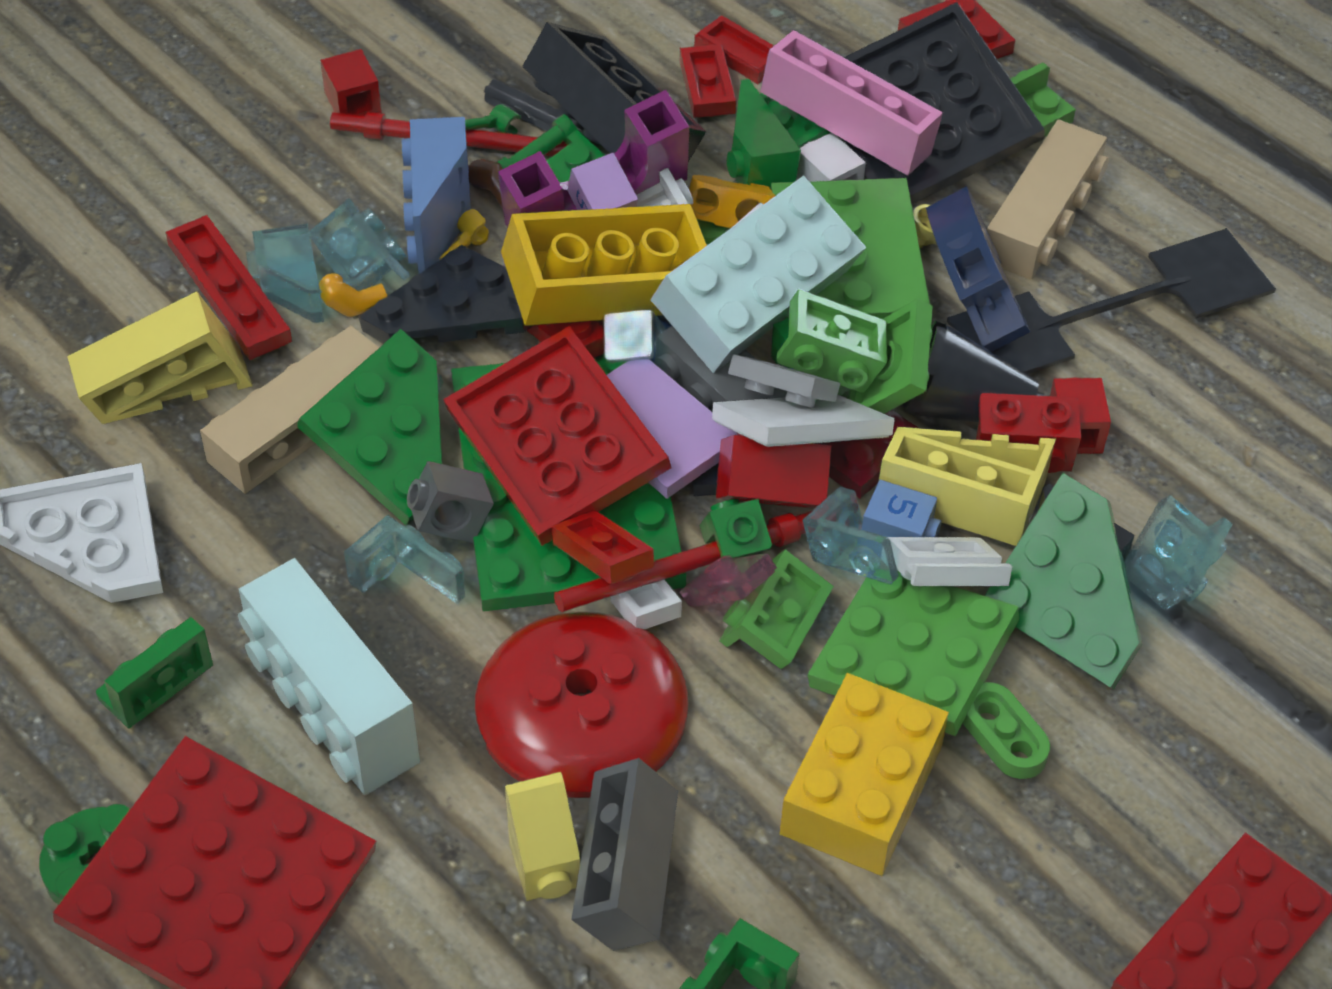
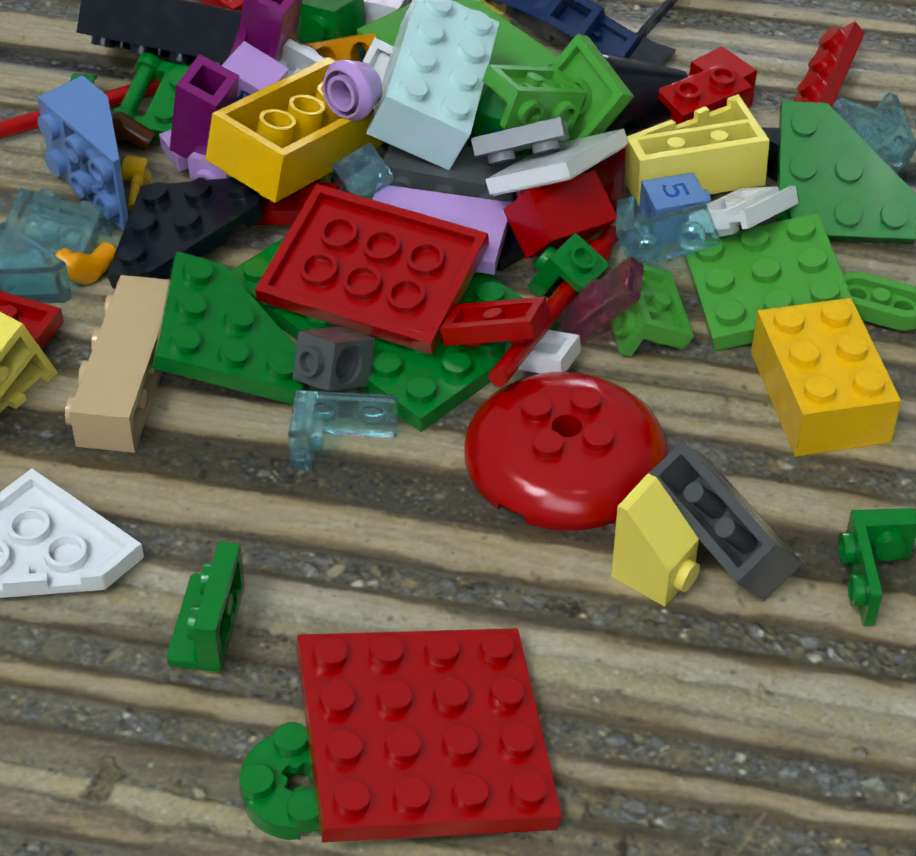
camera: 35 degrees left, 5 degrees down
(328, 677) = (370, 525): light aqua brick -> none
(529, 107) = (107, 69): black axle -> none
(658, 249) = (351, 89): none -> lavender cone
(1197, 459) = (830, 65): none -> red plate

